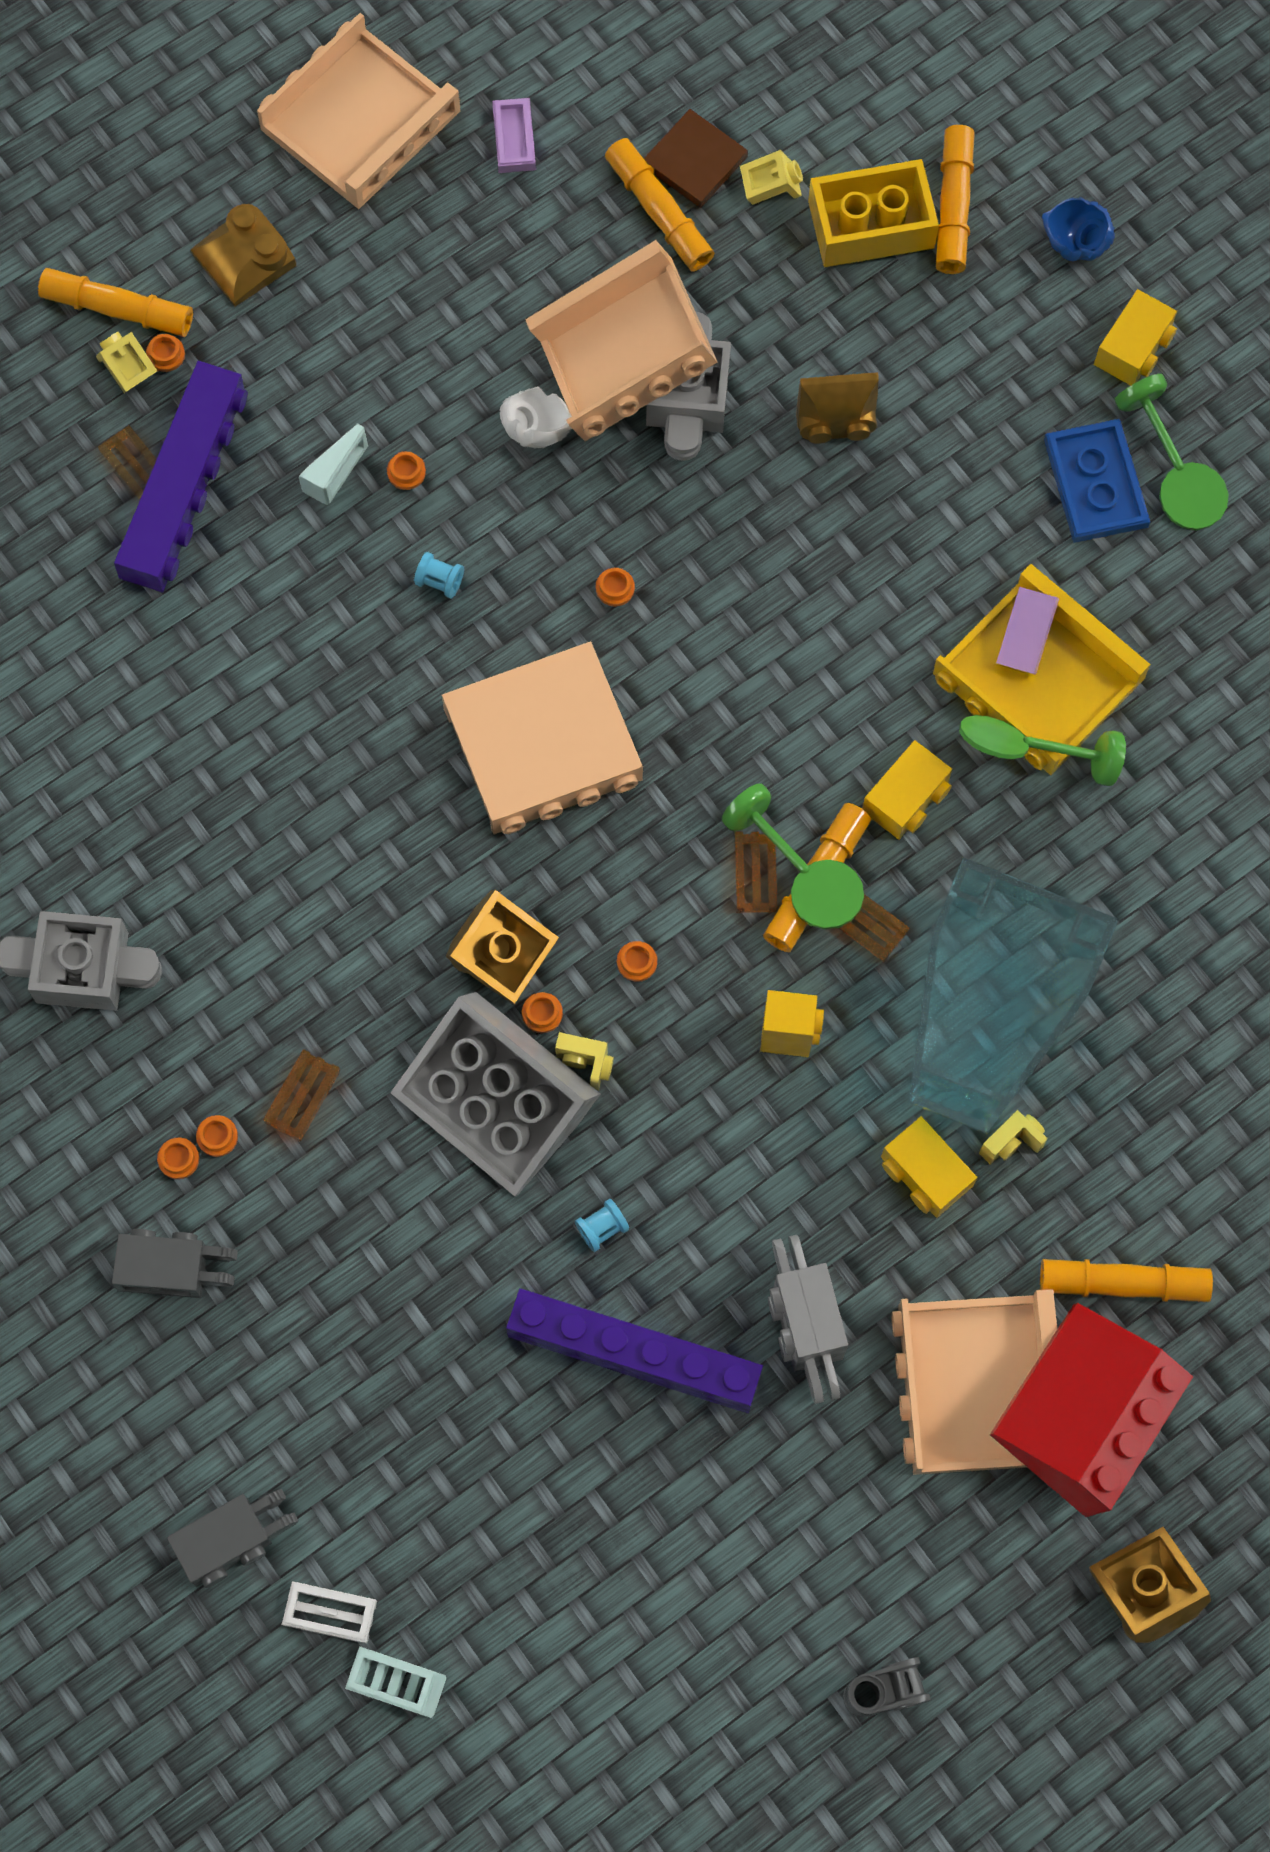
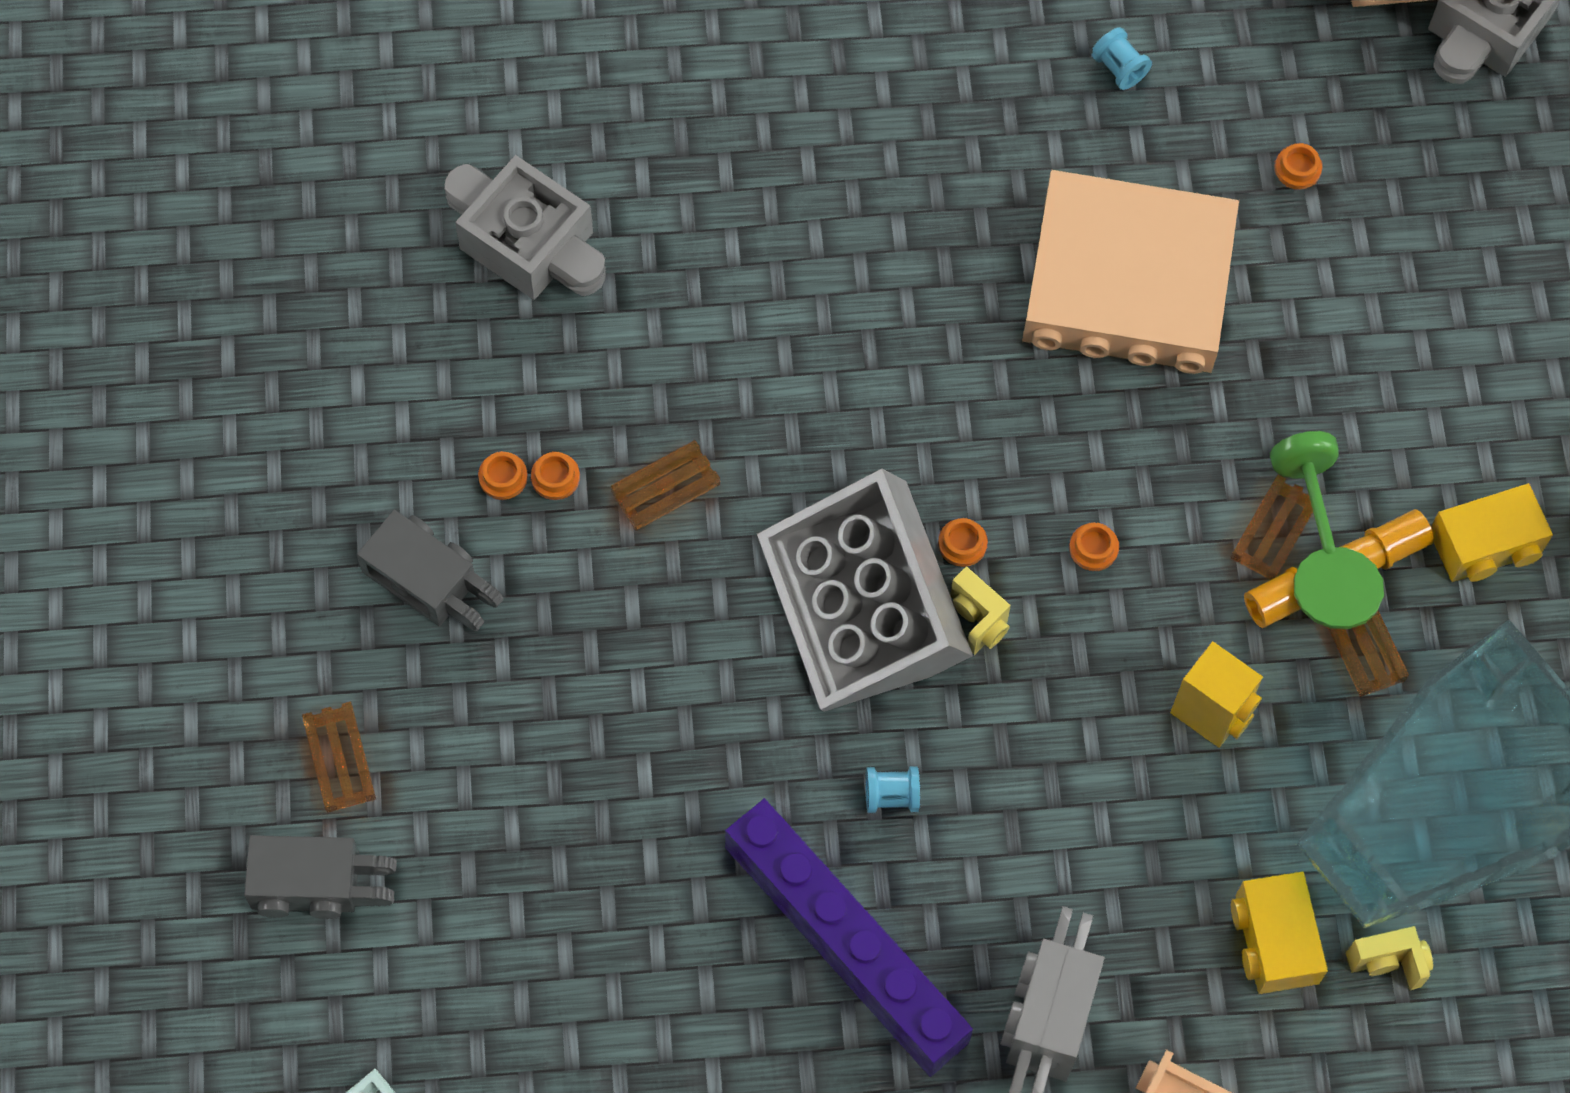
camera: 30 degrees right, 5 degrees down
(164, 1413) = (329, 718): none -> clear orange tile
(365, 1620) = (398, 1047): white tile -> none
(501, 946) = (960, 451): pearl gold slope -> none

